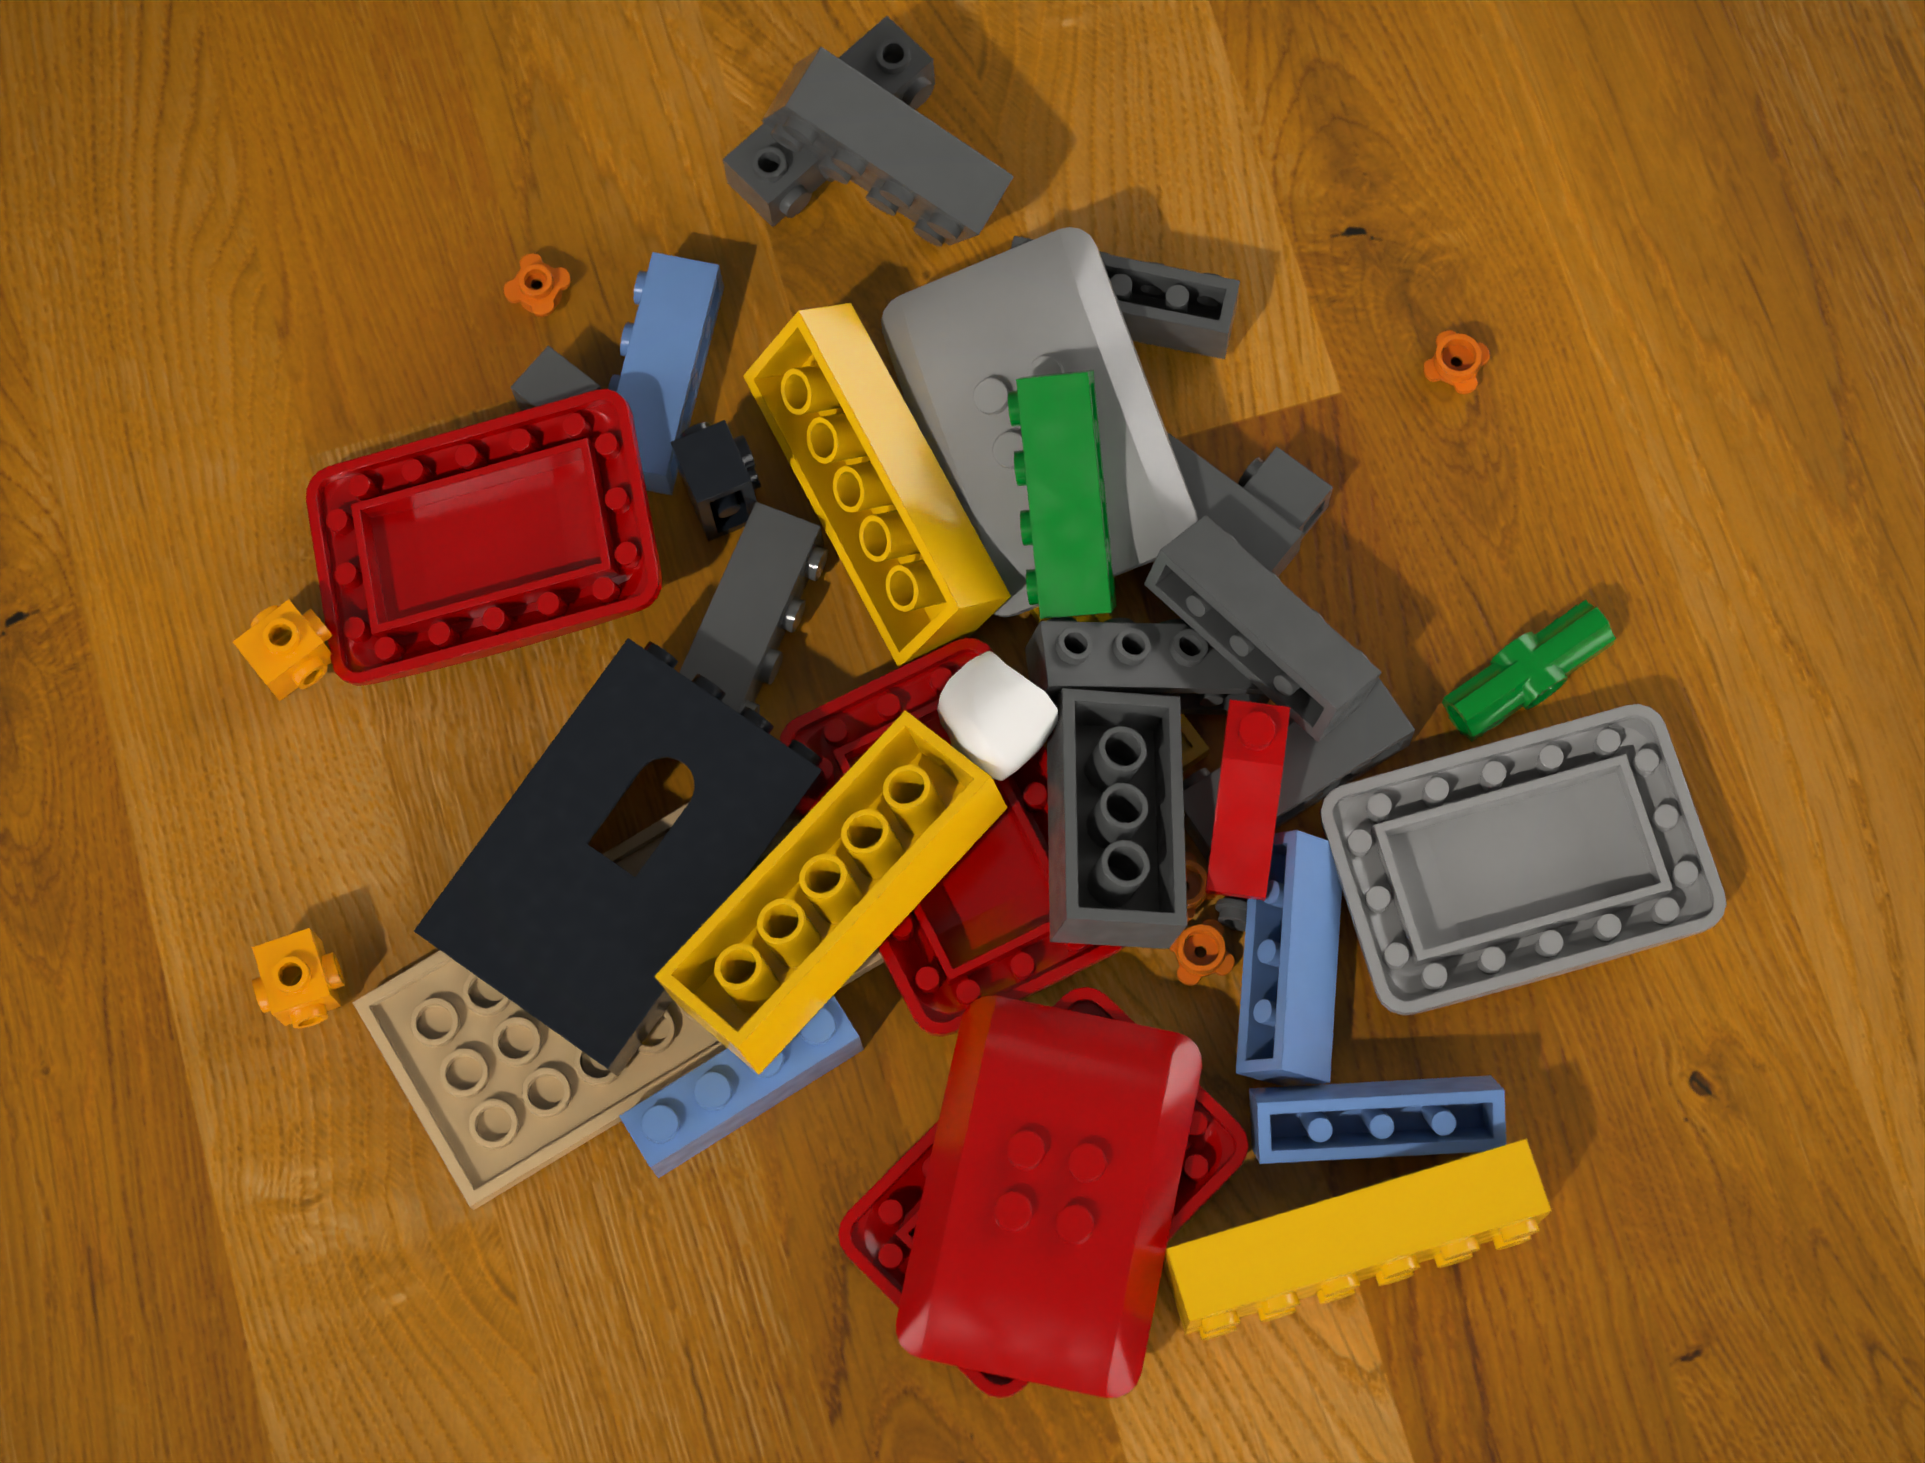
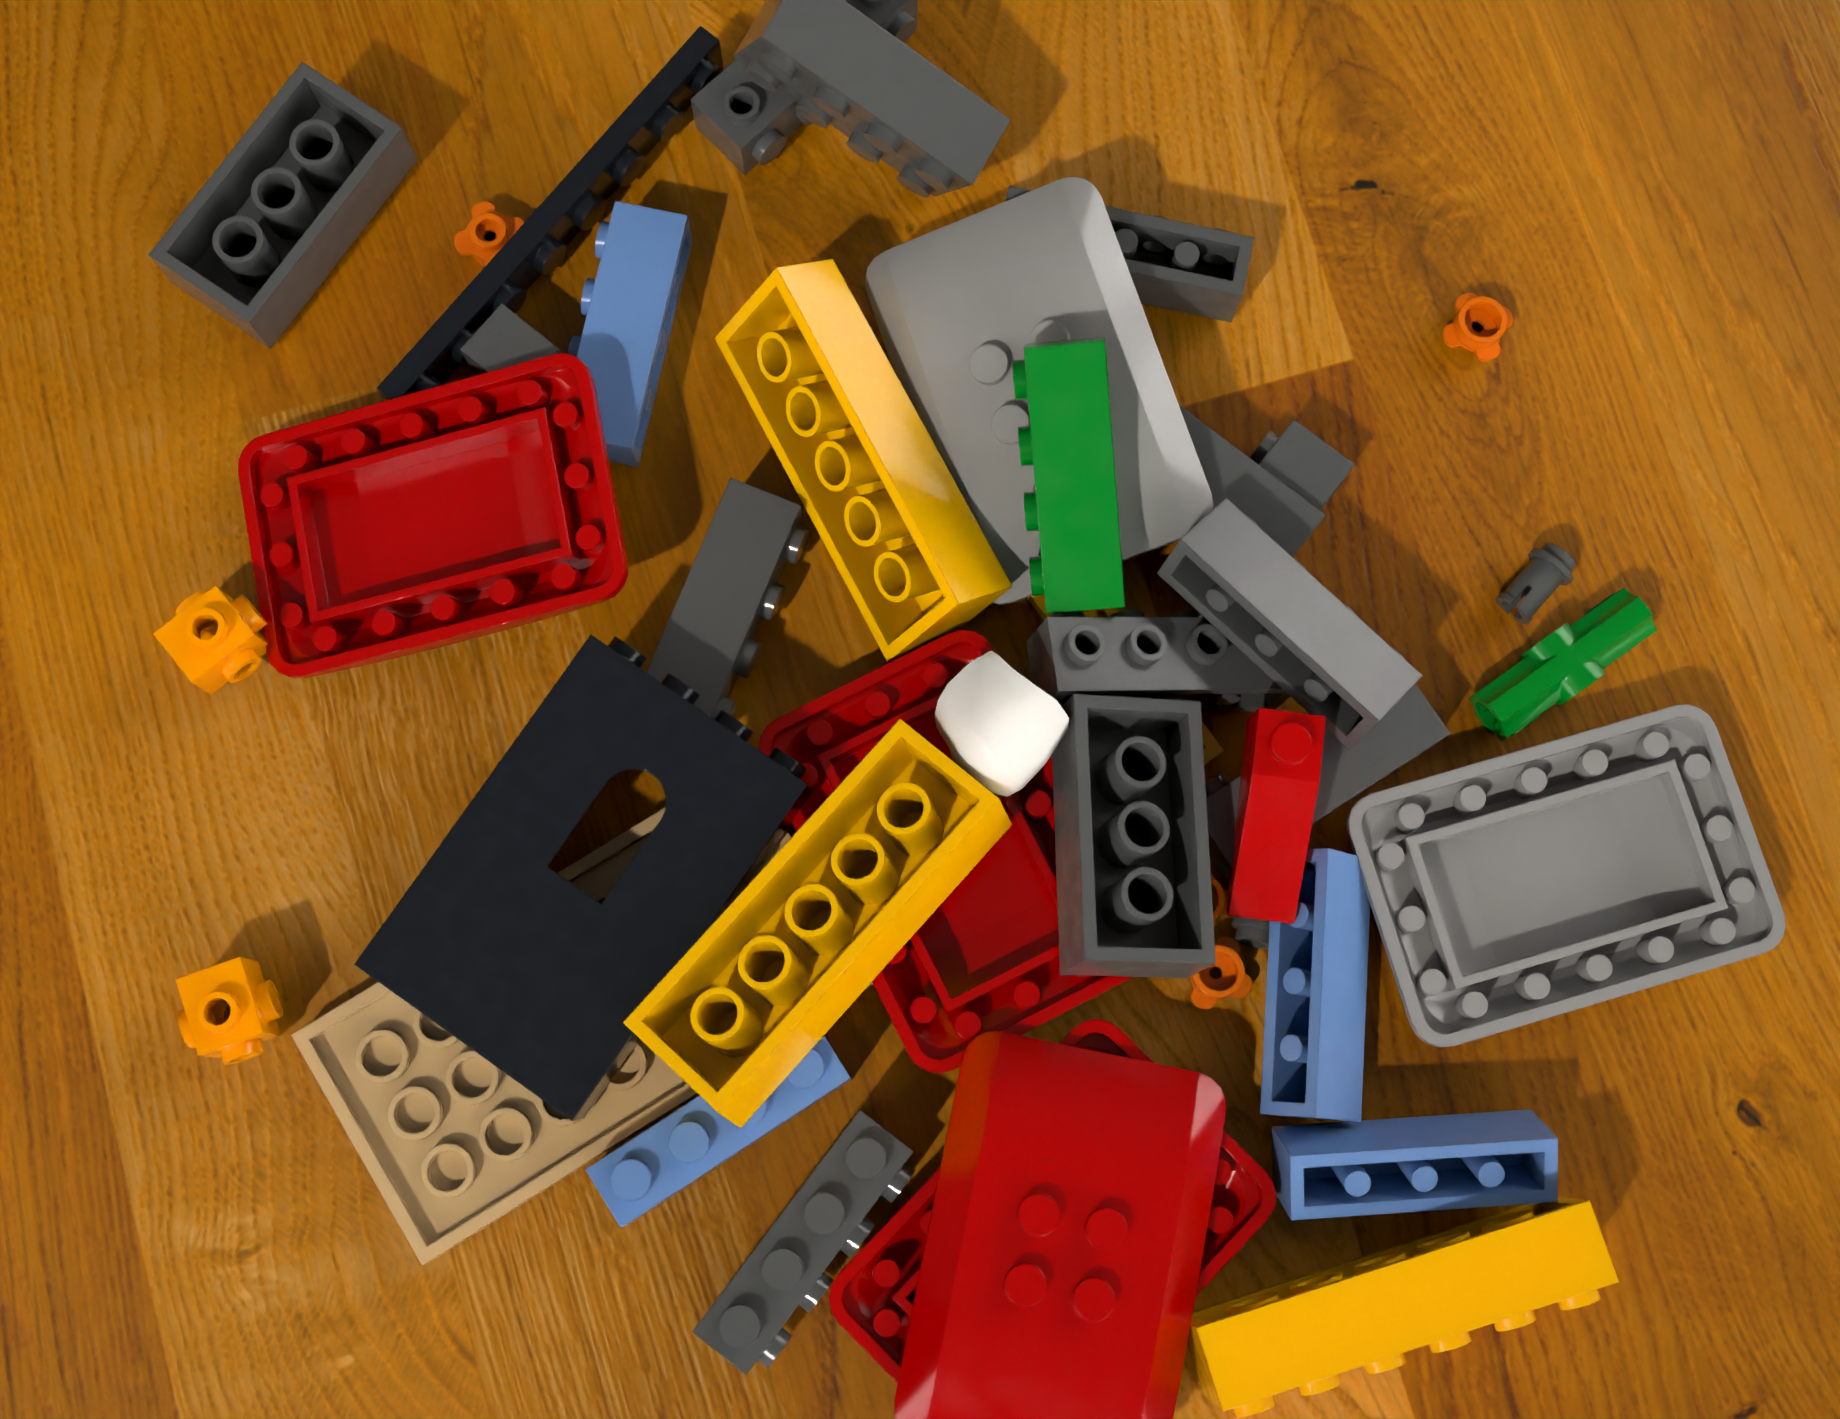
camera: 10 degrees left, 5 degrees up
(351, 258) = (285, 205): none -> dark grey brick
(611, 258) = (571, 206): none -> black plate
(717, 476) = (688, 449): black brick -> none
(818, 1185) = (803, 1241): none -> dark grey brick
(1506, 596) = (1537, 581): none -> dark grey pin

